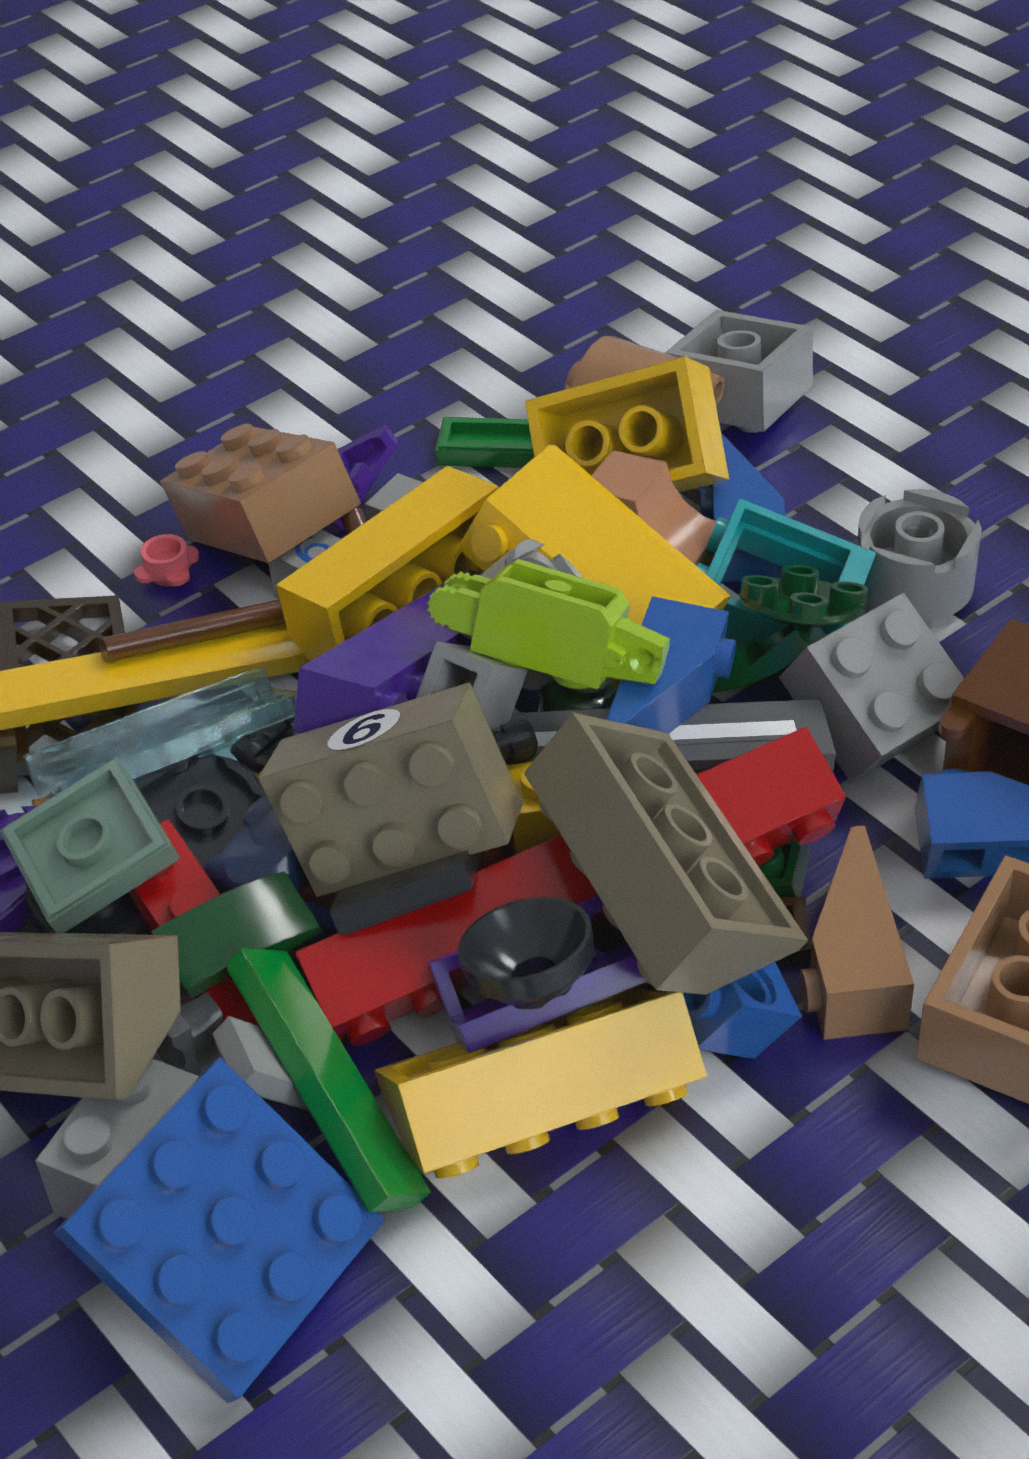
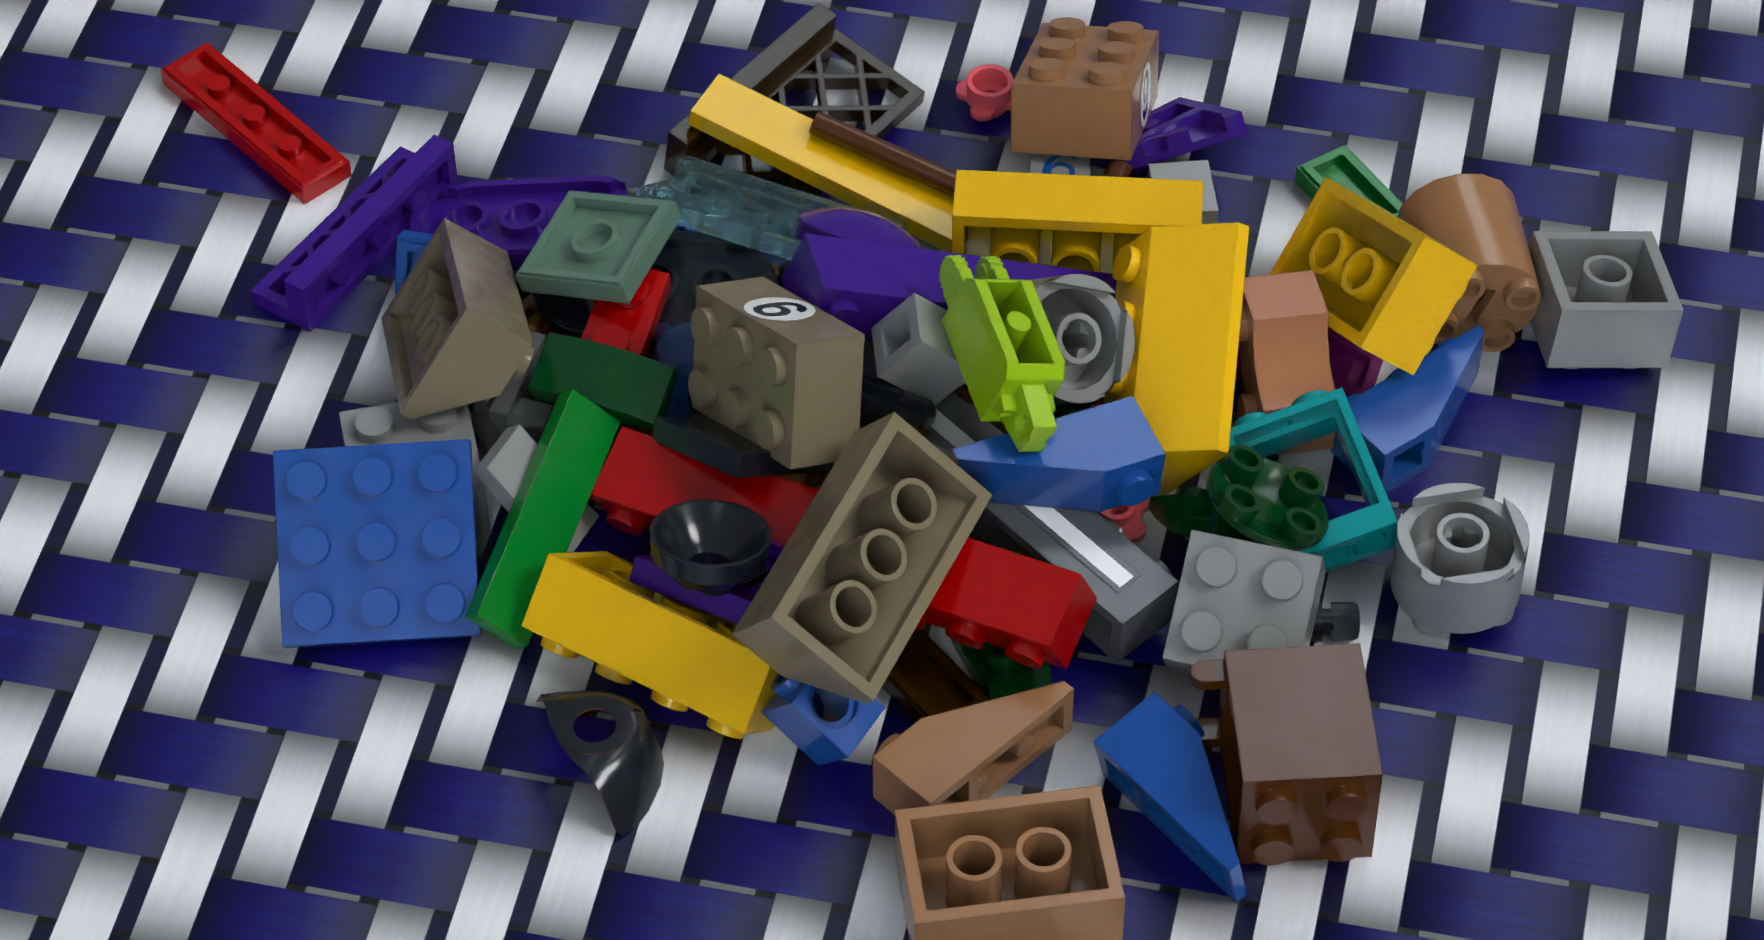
camera: 50 degrees right, 5 degrees up
(237, 689) = (854, 225): none -> dark purple dish
(650, 1196) = (622, 767): none -> black piece

